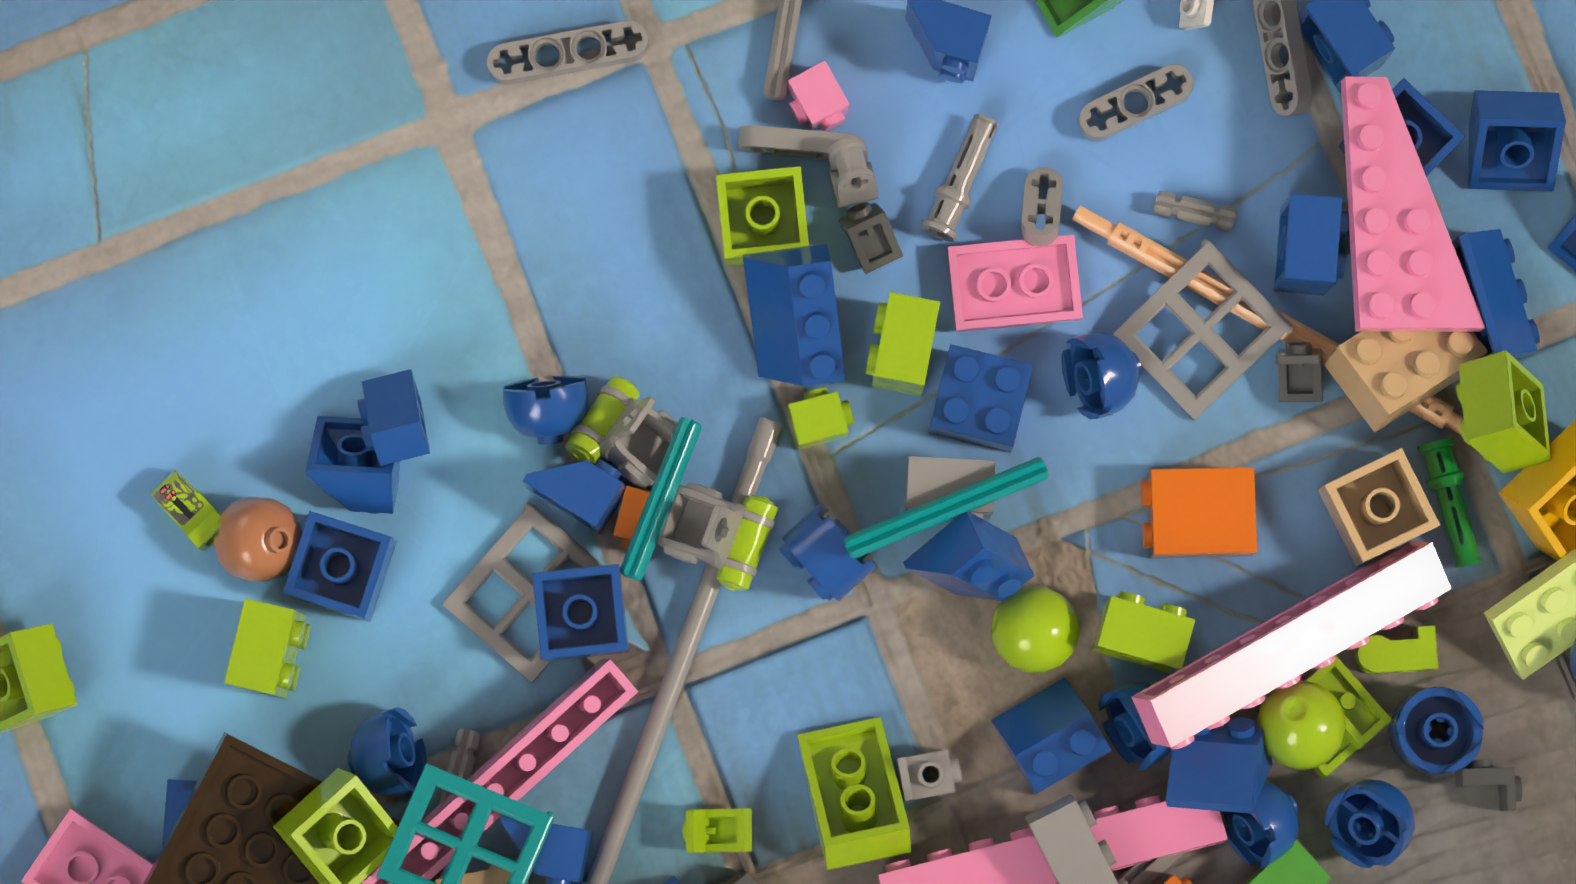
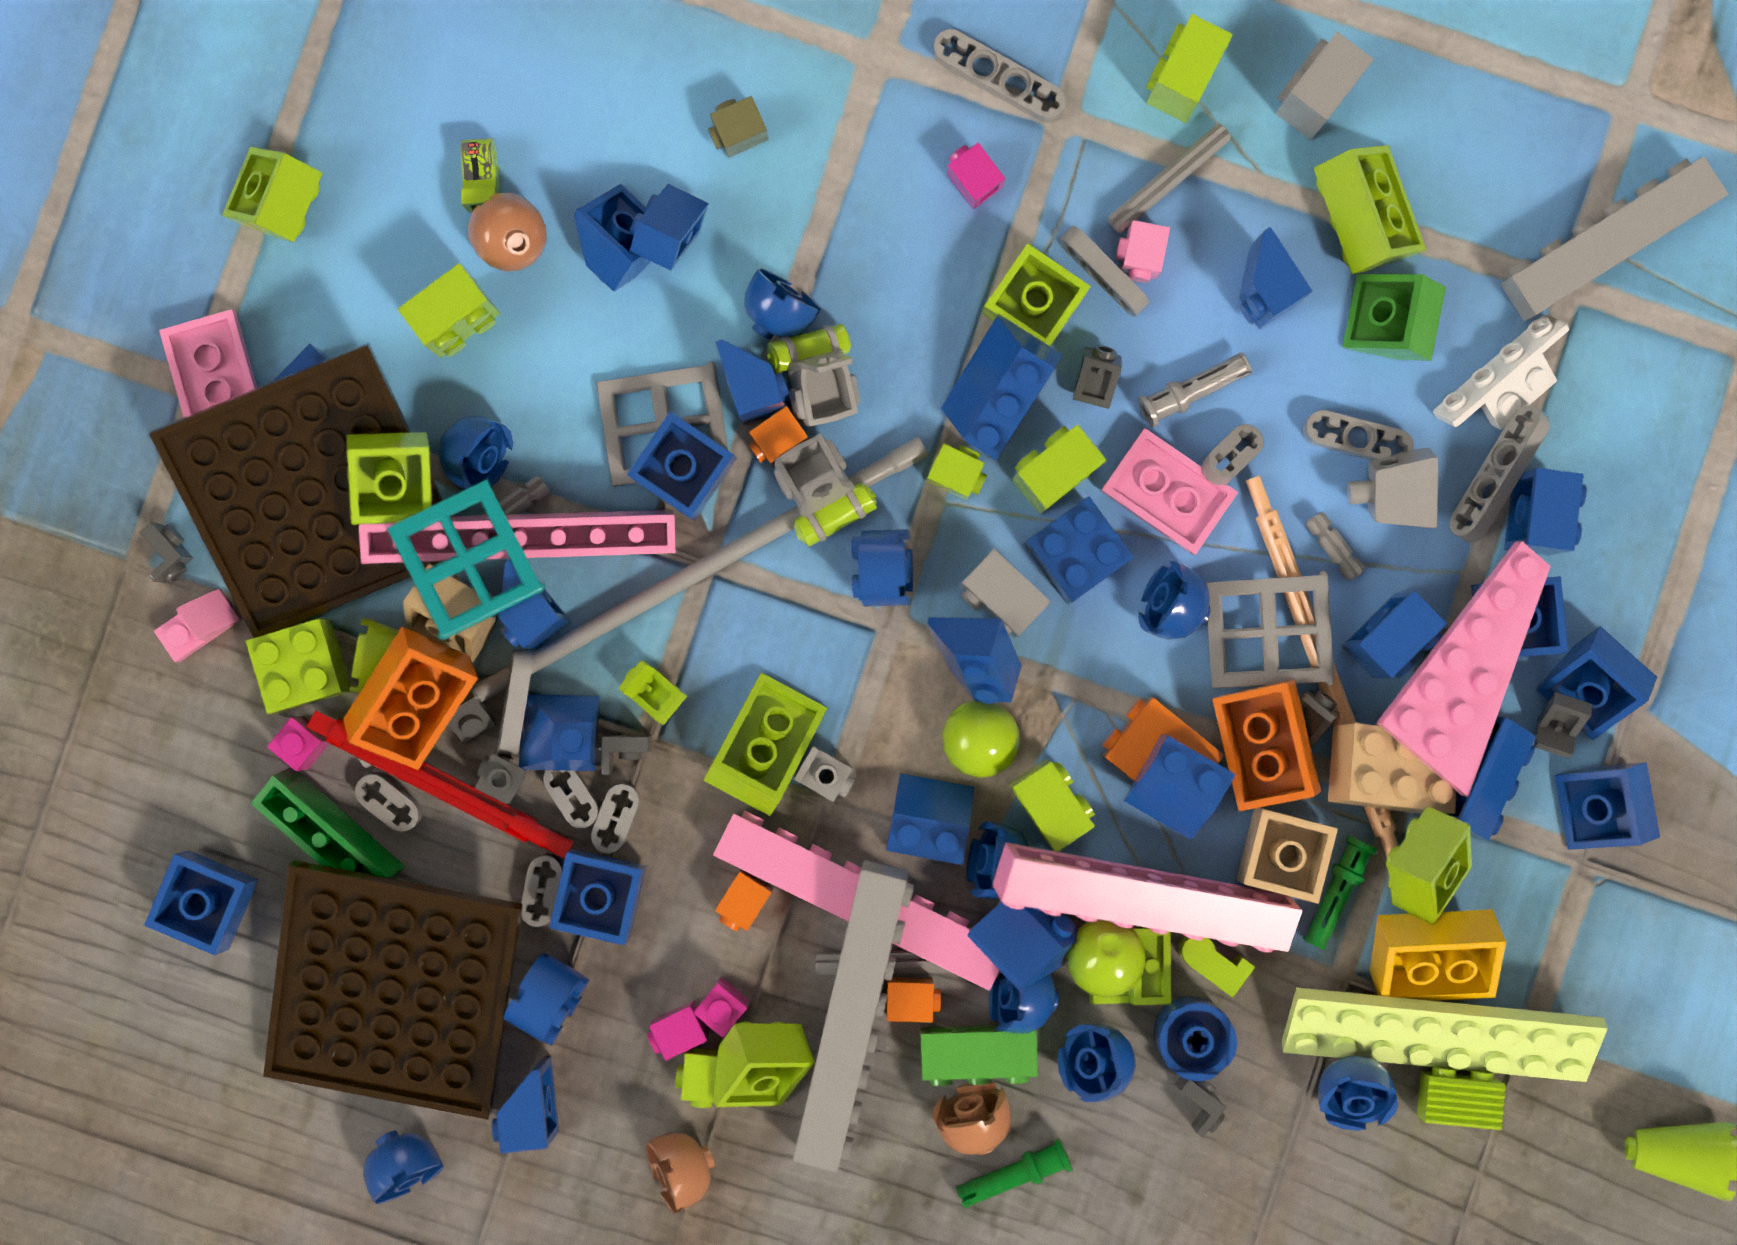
camera: 40 degrees right, 5 degrees up
(339, 566) = (546, 297): blue brick -> none
(379, 282) = (737, 126): none -> olive brick
(618, 153) = (974, 174): none -> dark pink brick
(660, 499) = (801, 434): teal axle -> none
(851, 173) = (1122, 320): light grey piece -> none
(946, 507) = (989, 605): teal axle -> none
(1208, 117) = (1400, 489): none -> light grey torso
(1237, 526) = (1179, 786): none -> blue slope
(1282, 428) = (1267, 745): none -> orange brick
(1514, 200) = (1560, 724): none -> dark grey bracket

